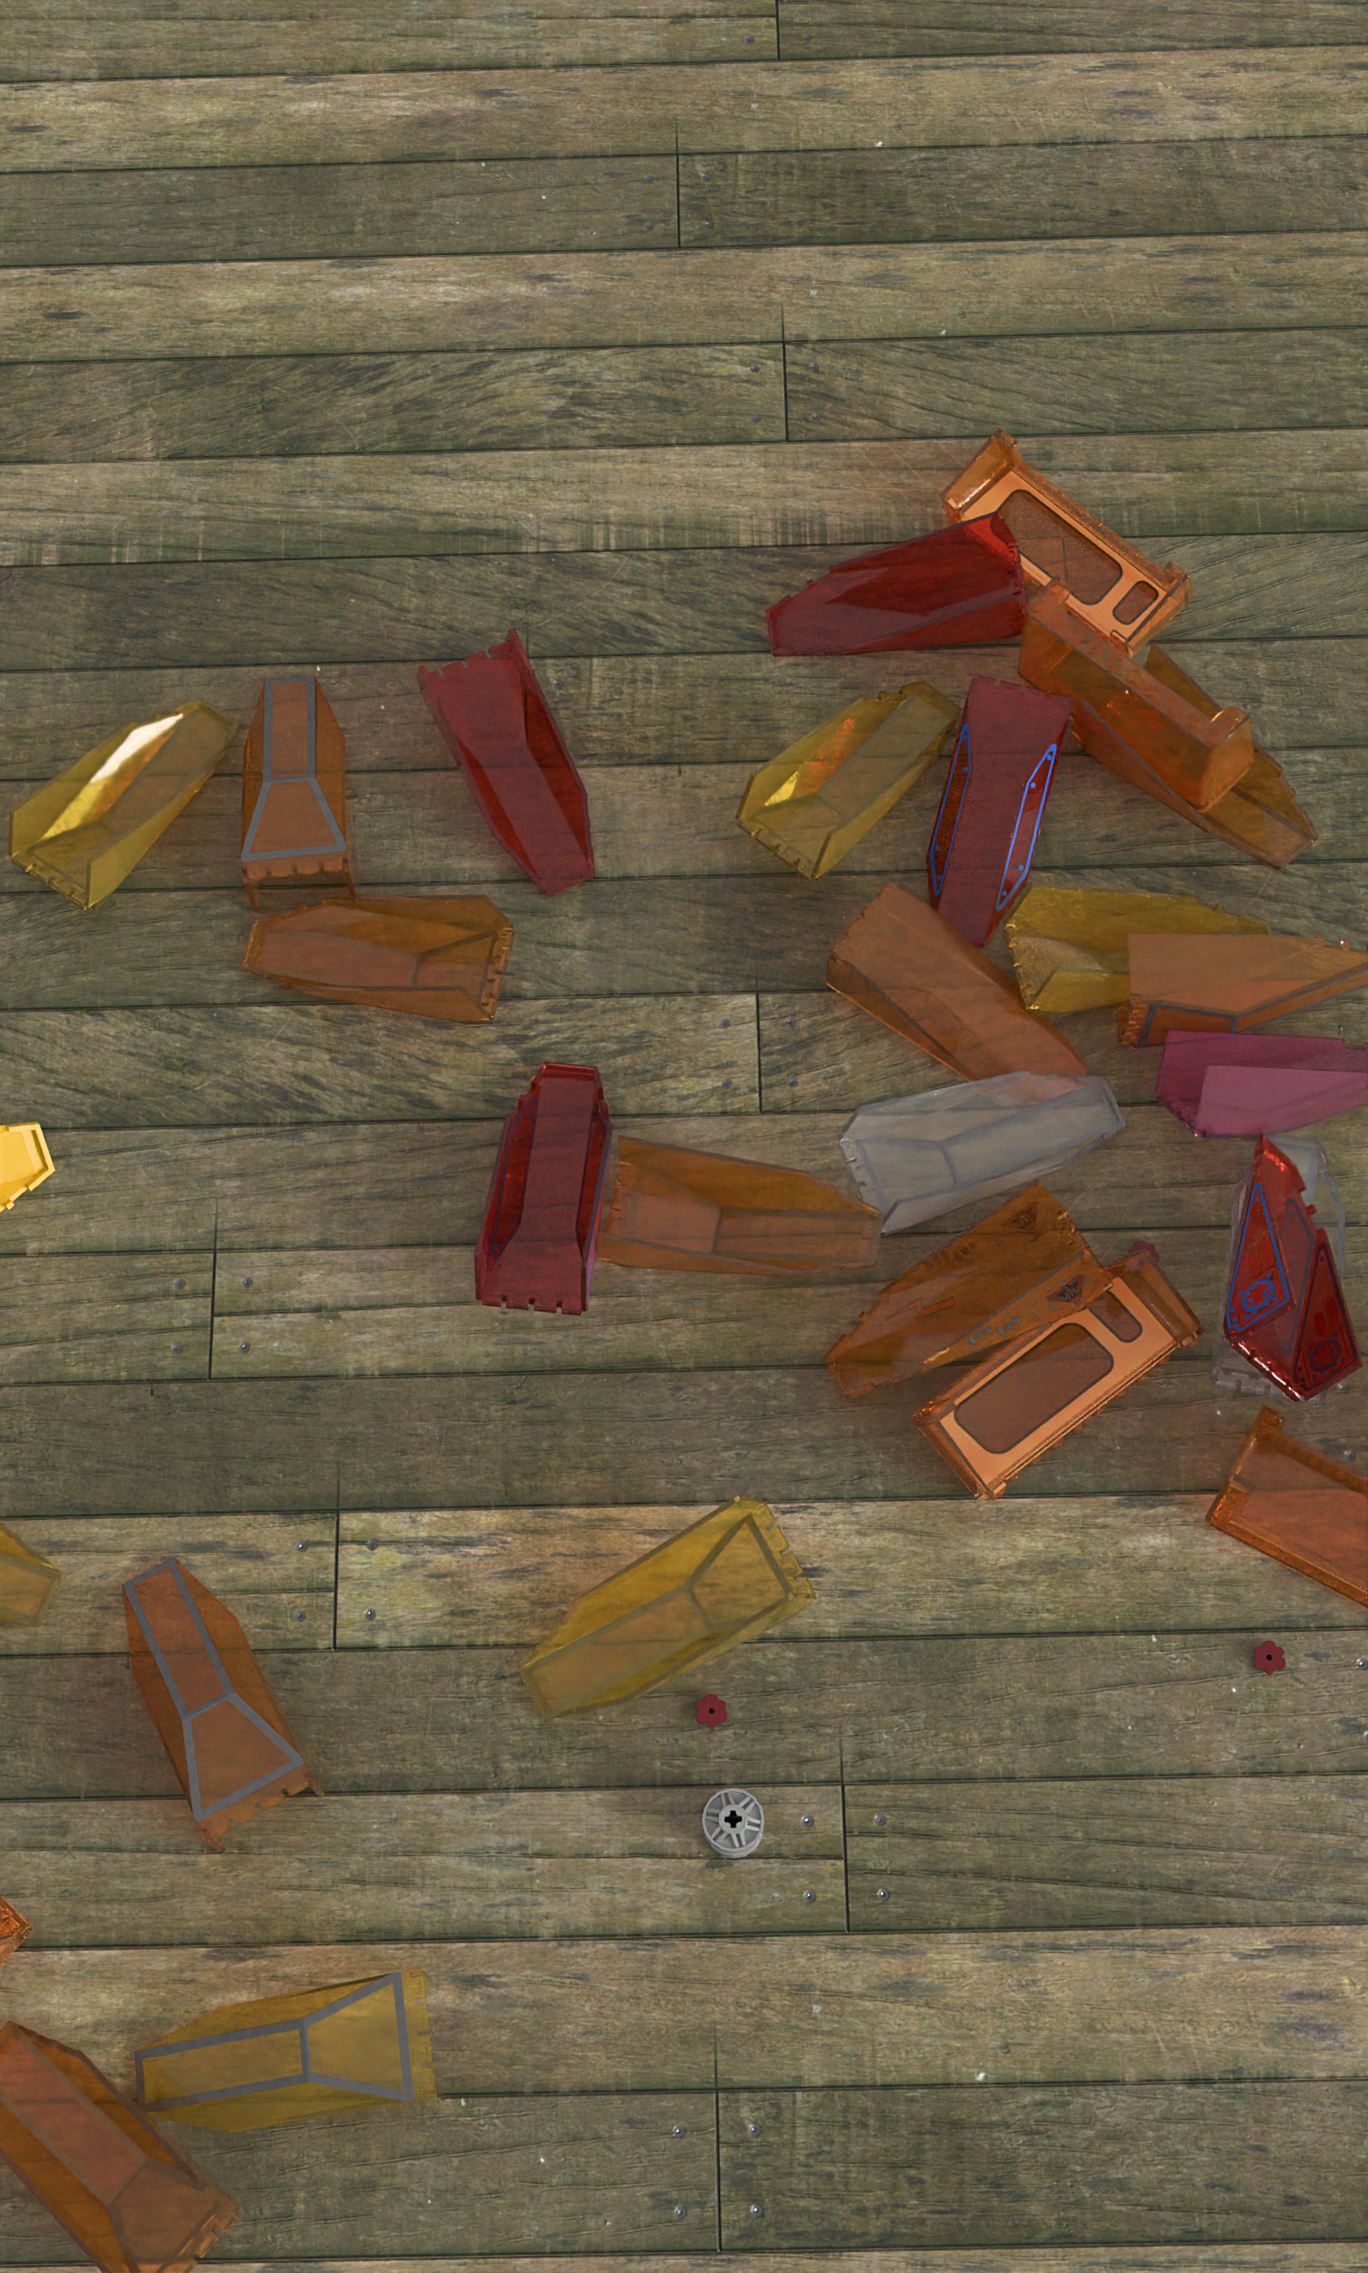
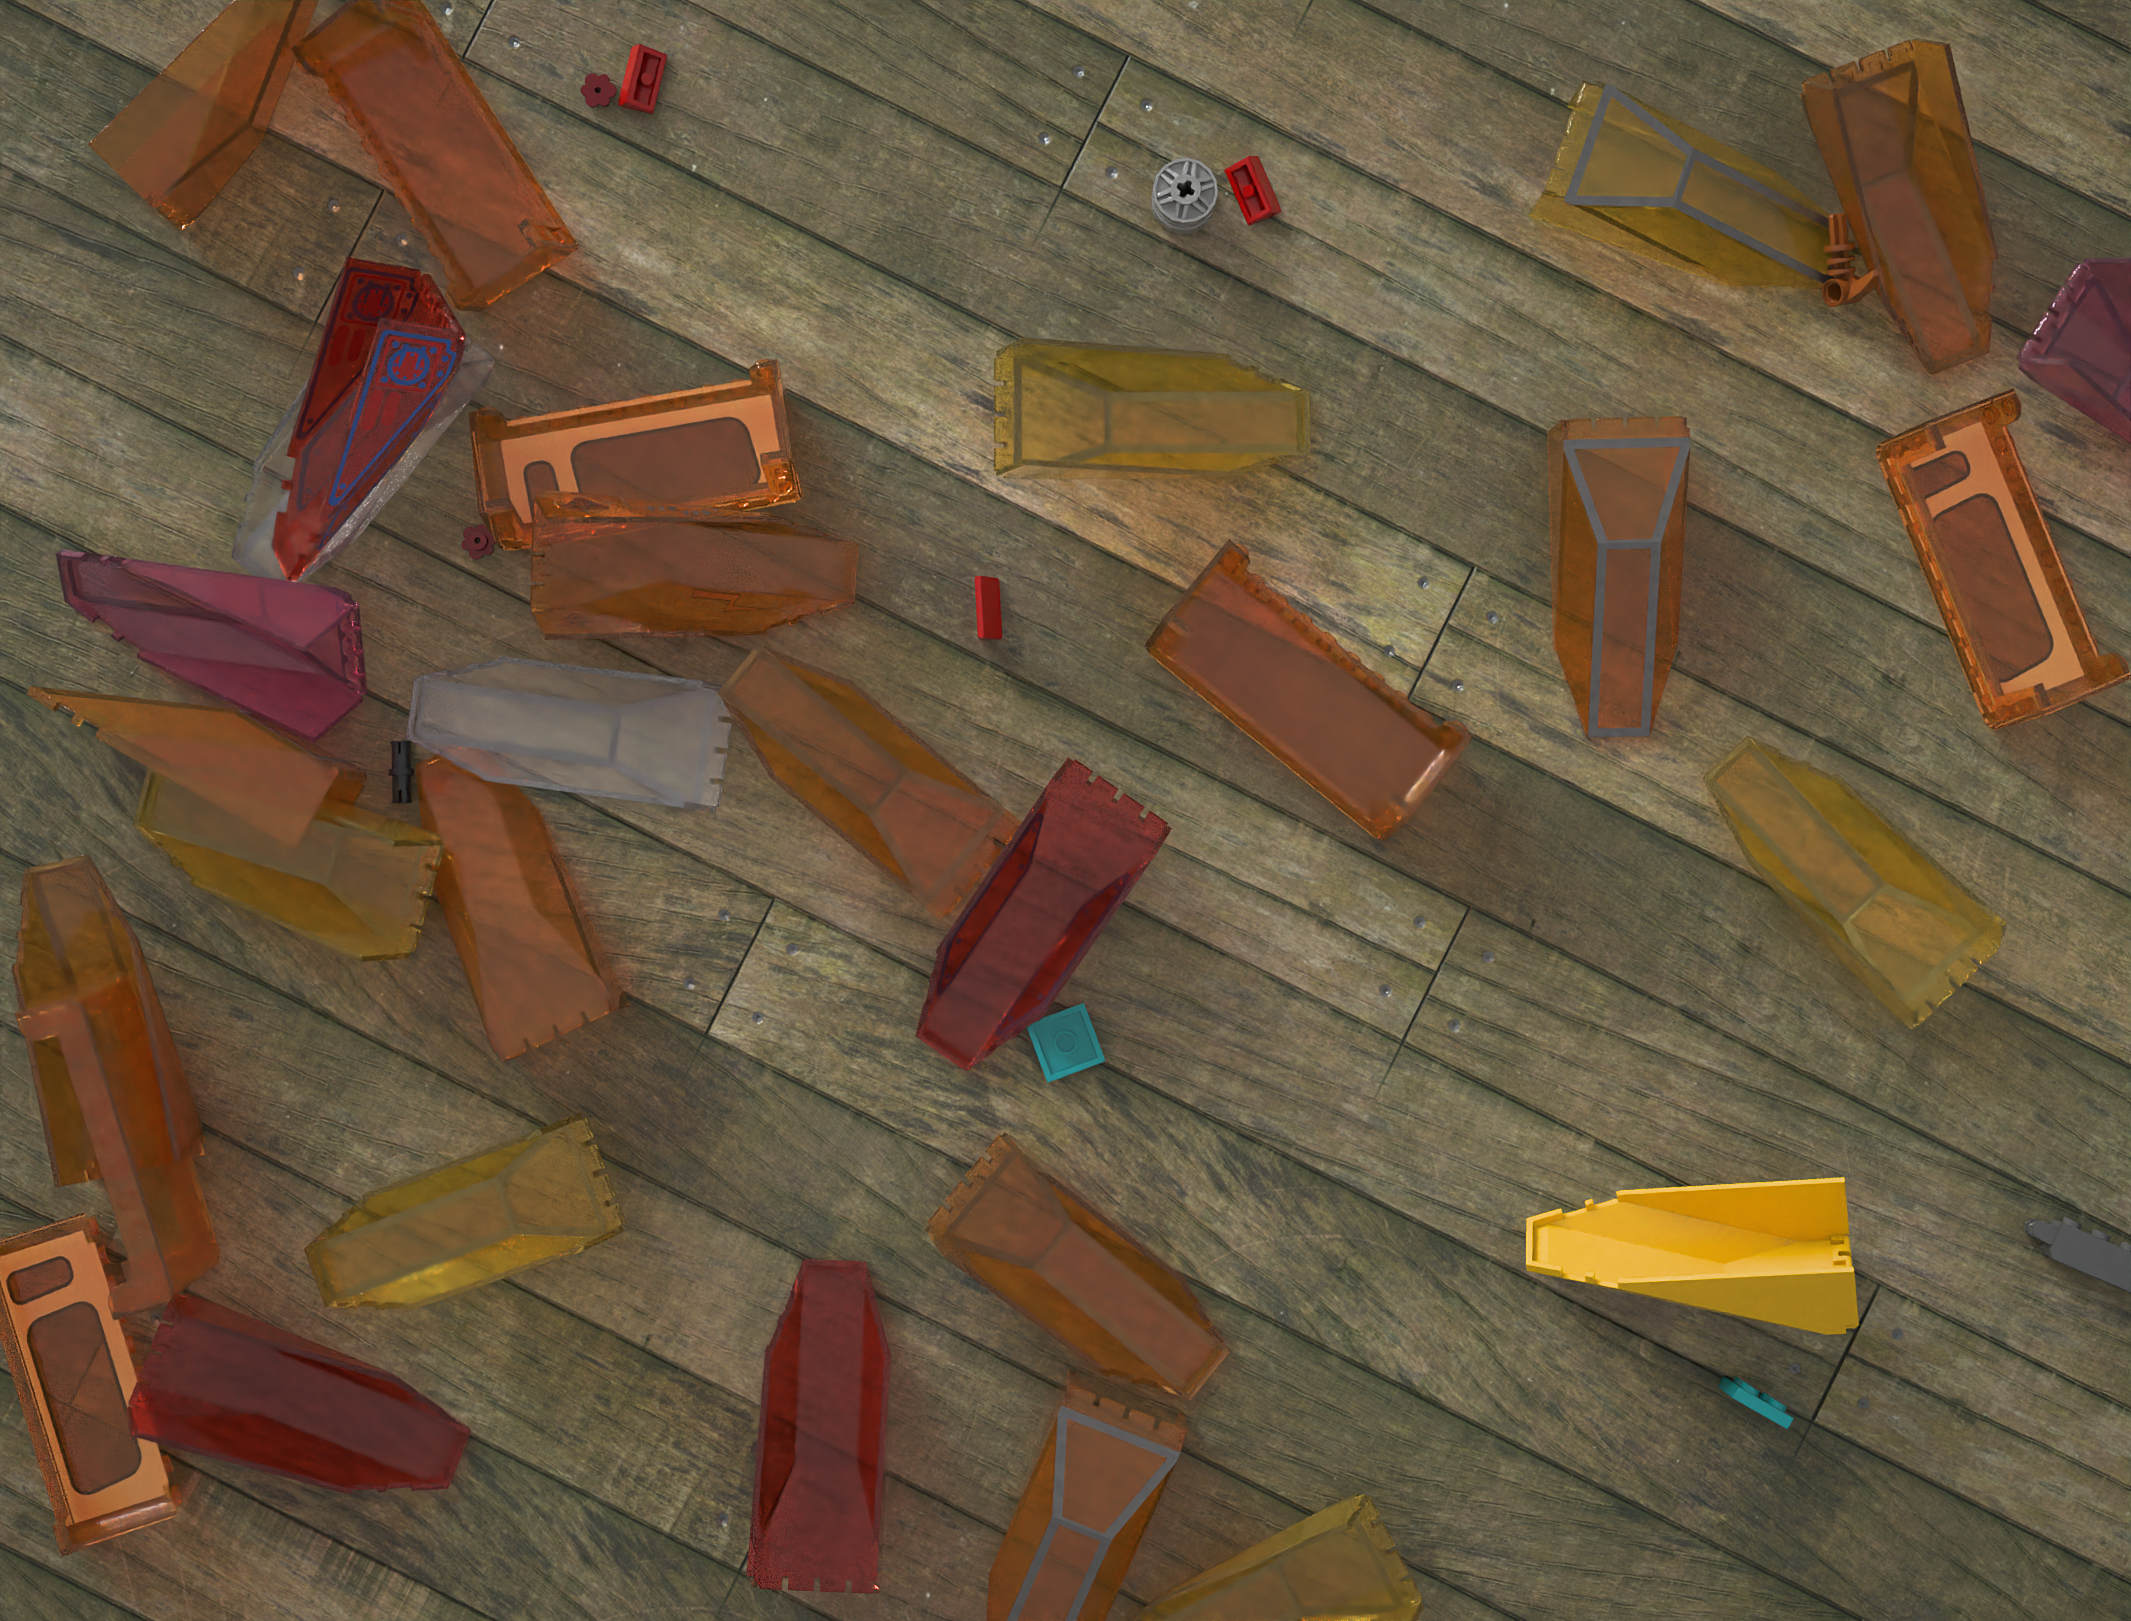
camera: 160 degrees left, 20 degrees up
(120, 2056) = (1845, 286): none -> dark orange piece
(420, 1467) = (1304, 696): none -> clear orange windscreen
(477, 1117) = (1065, 1042): none -> teal plate
(678, 1869) = (1253, 190): none -> red slope
(711, 1703) = (1151, 309): dark red plant -> none
(715, 1407) = (988, 608): none -> red slope
(994, 803) = (338, 1109): clear red windscreen -> none
(1094, 1056) = (401, 772): none -> black pin
(1239, 1687) = (642, 79): none -> red slope

